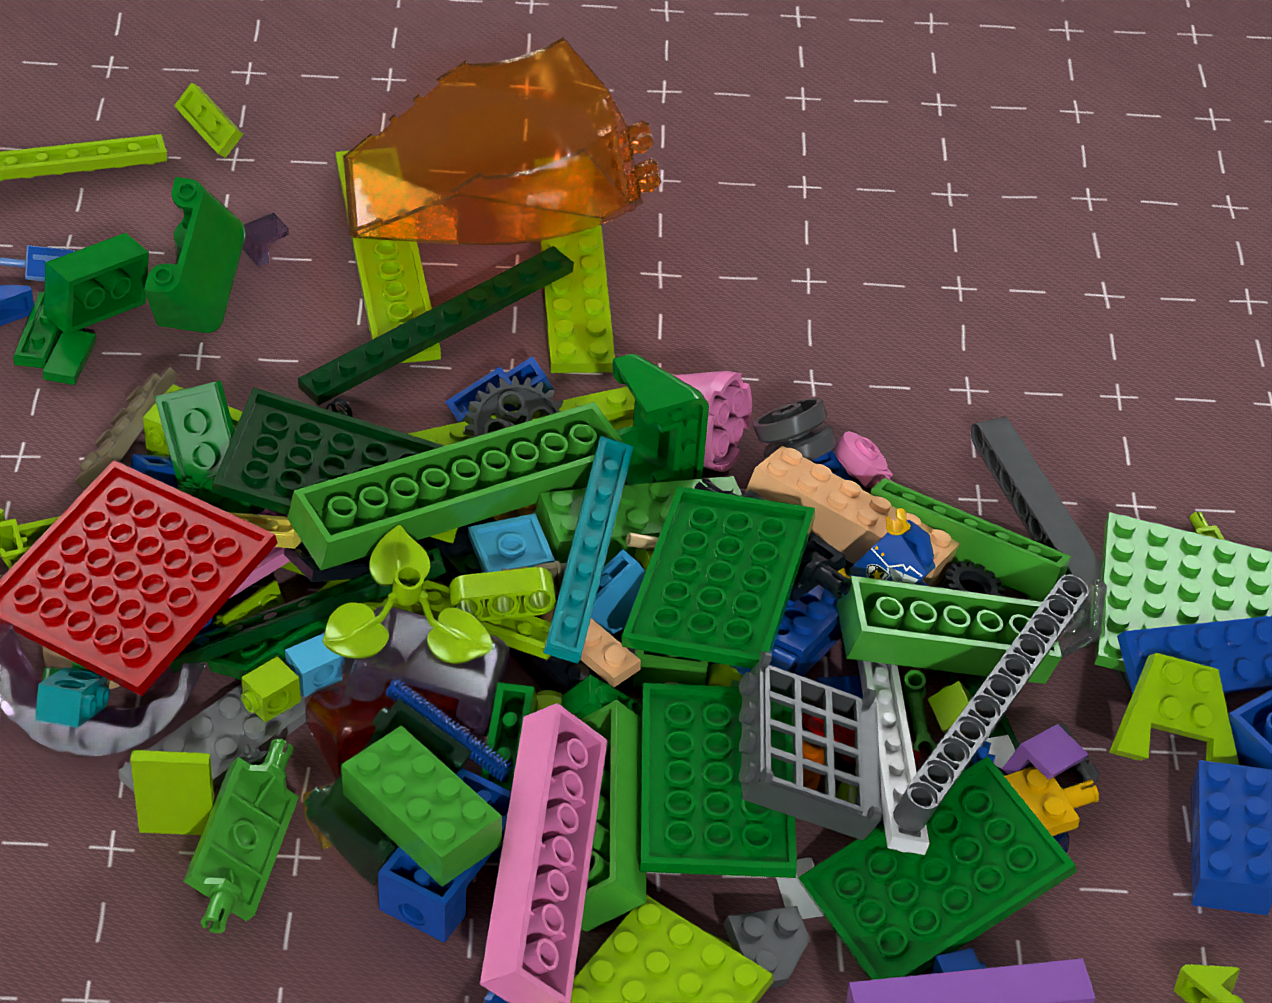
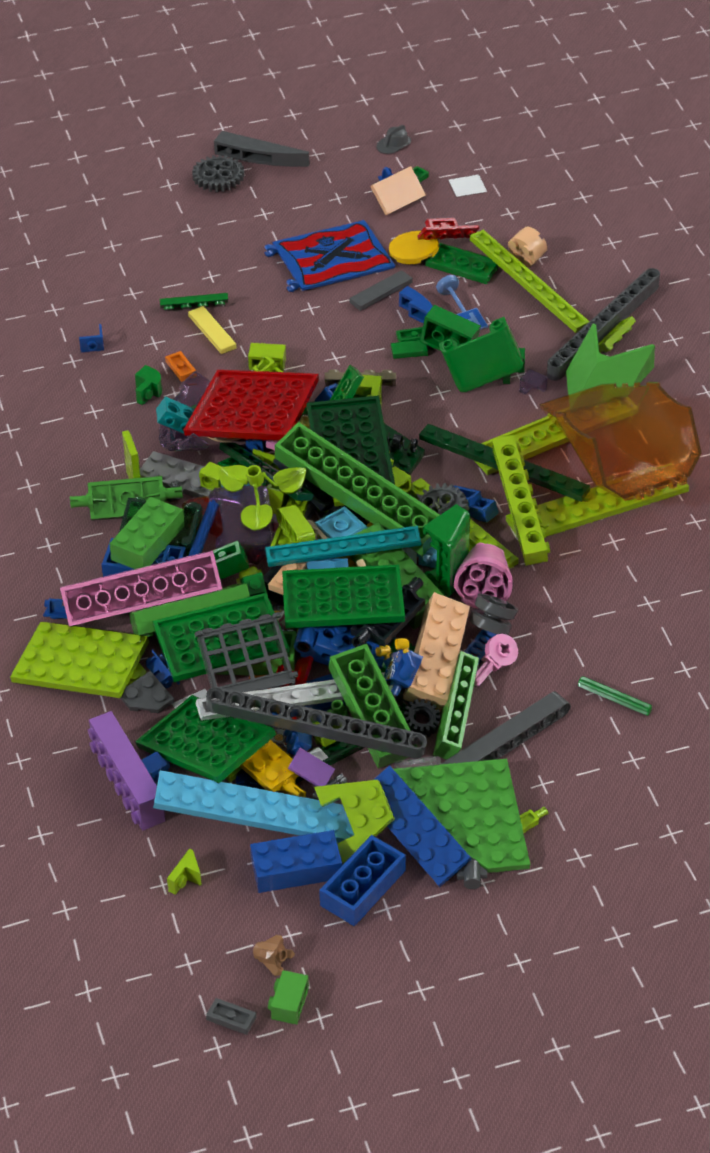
camera: 75 degrees right, 0 degrees up
(175, 122) = (606, 320): none -> dark grey beam
(292, 161) = (593, 368): none -> bright green windscreen
(547, 322) = (520, 501): none -> lime brick
(726, 902) = (158, 664): none -> blue hinge
(990, 371) = (615, 695): none -> green axle
(1121, 854) = (249, 806): none -> medium azure plate

